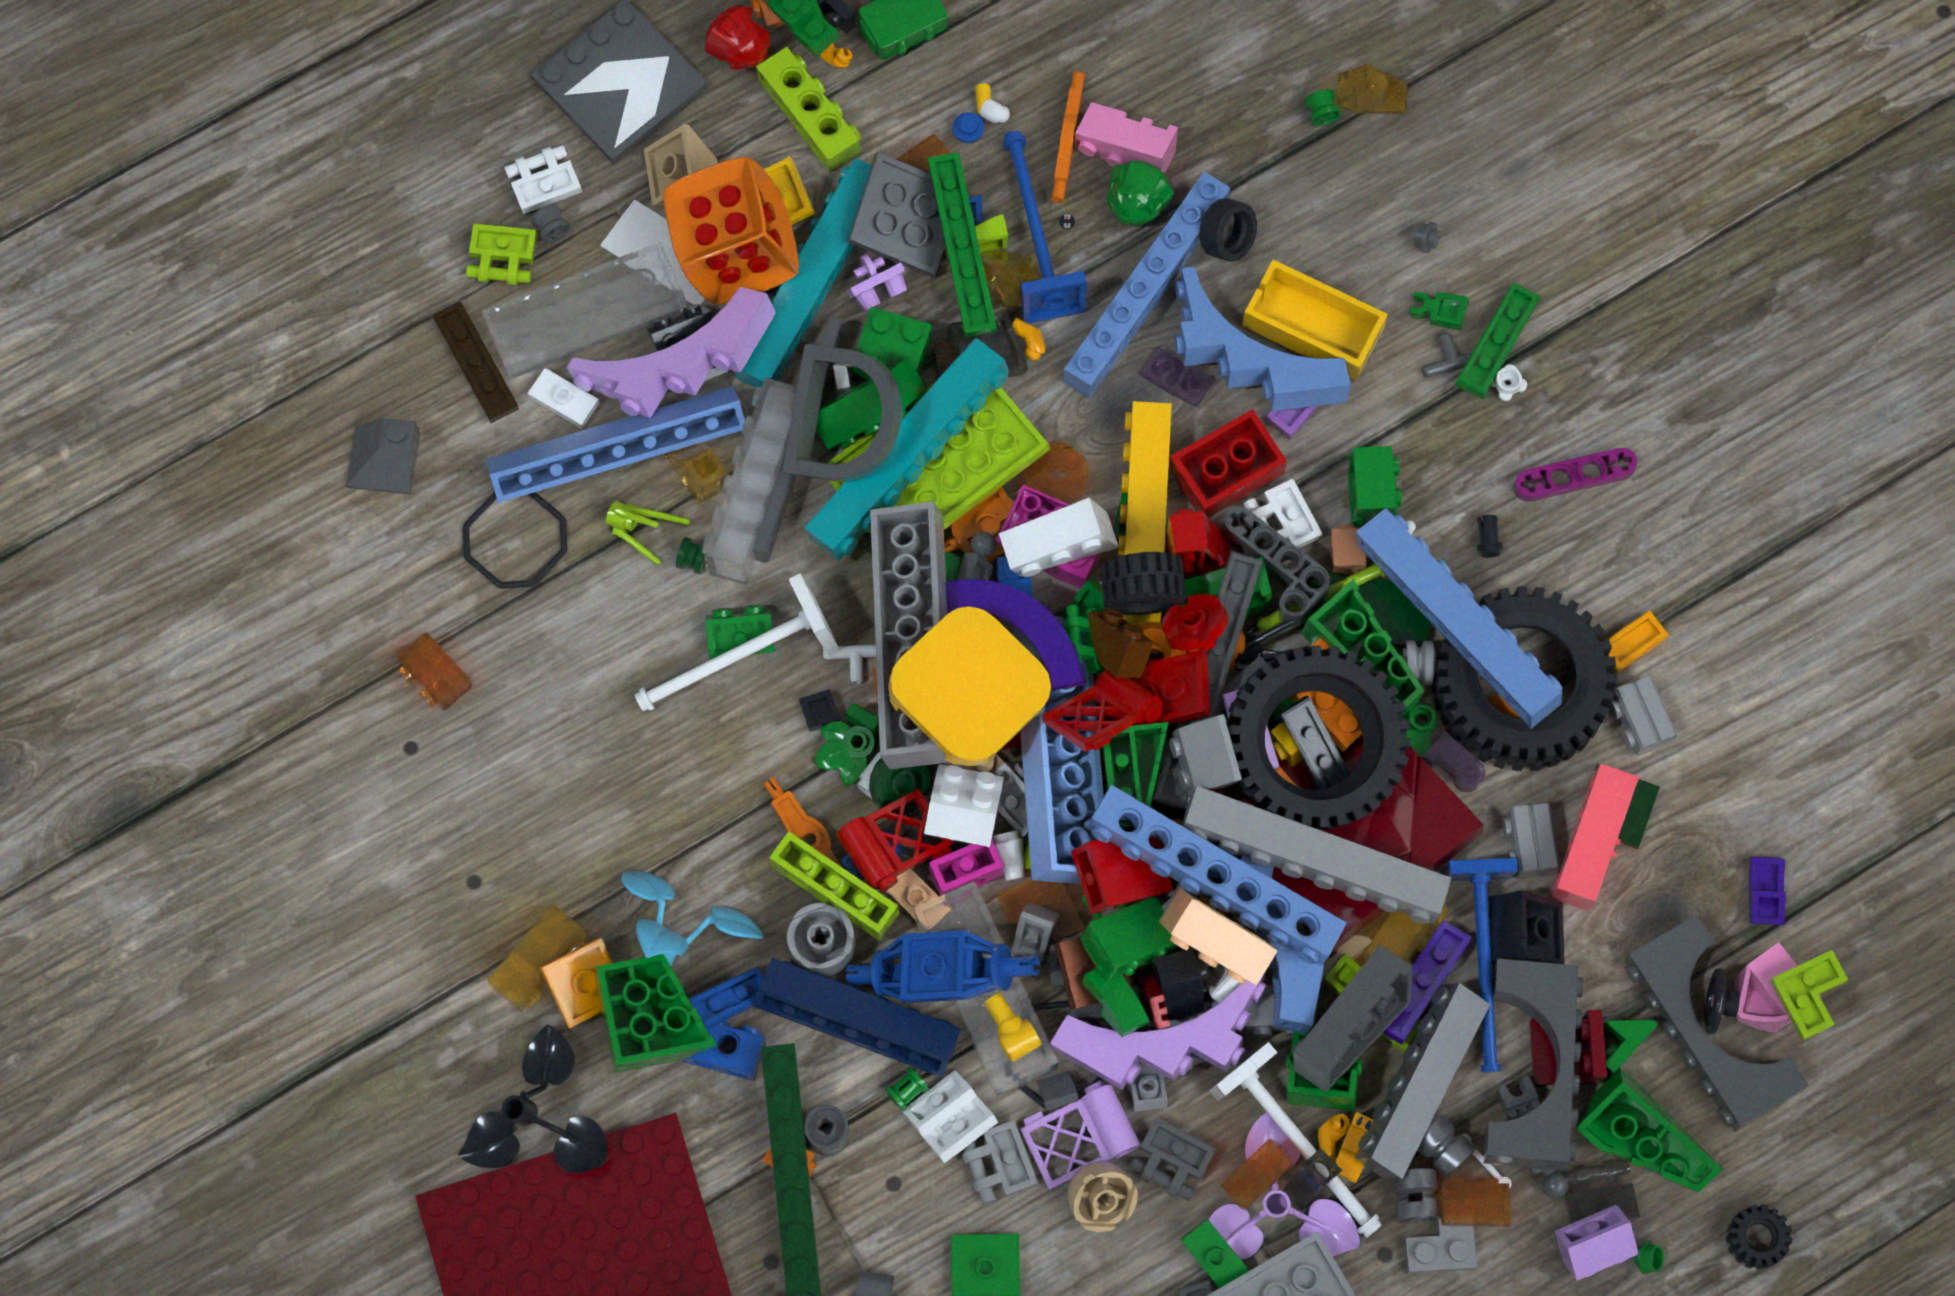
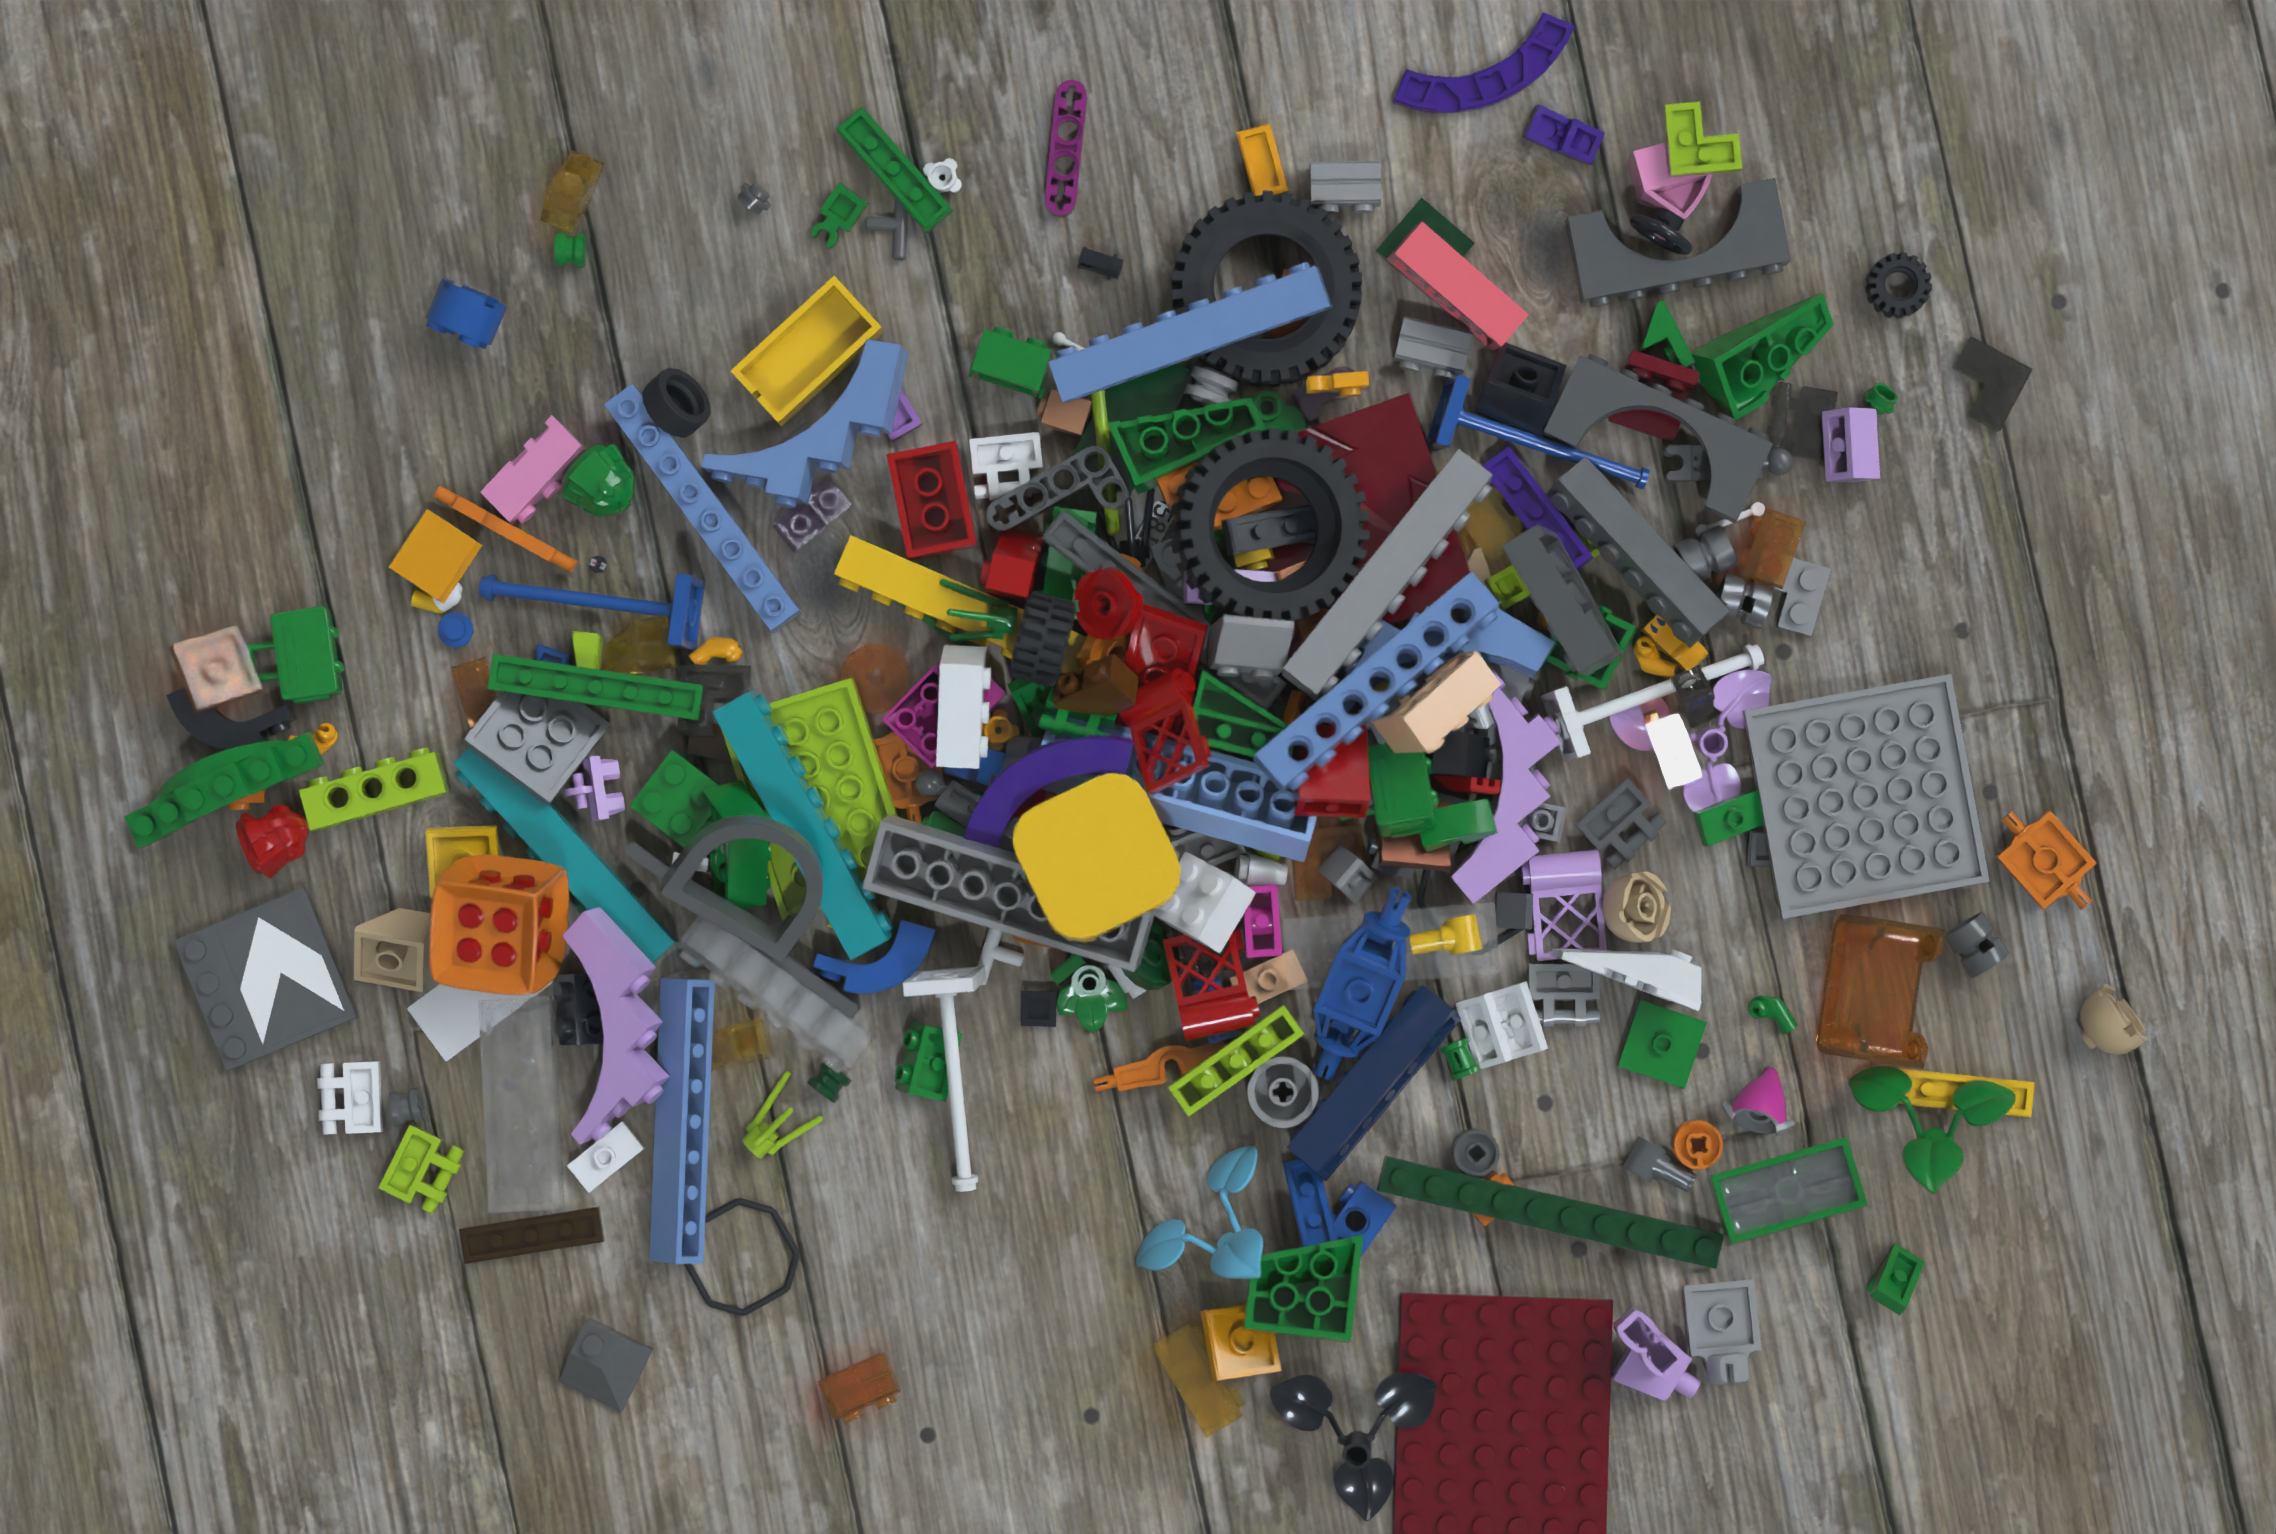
camera: 65 degrees left, 15 degrees up
(826, 580) = (903, 959): none -> blue arch
(1023, 89) = (435, 556): none -> light orange tile
(1047, 1235) = (1655, 973): none -> white wedge
(1049, 582) = (1008, 730): none -> light orange plate
(1146, 542) = (999, 619): none -> green plant
(1235, 41) = (466, 313): none -> blue brick
(1469, 770) = (1347, 384): none -> light orange plate
(1785, 814) = (1492, 84): none -> dark purple tile

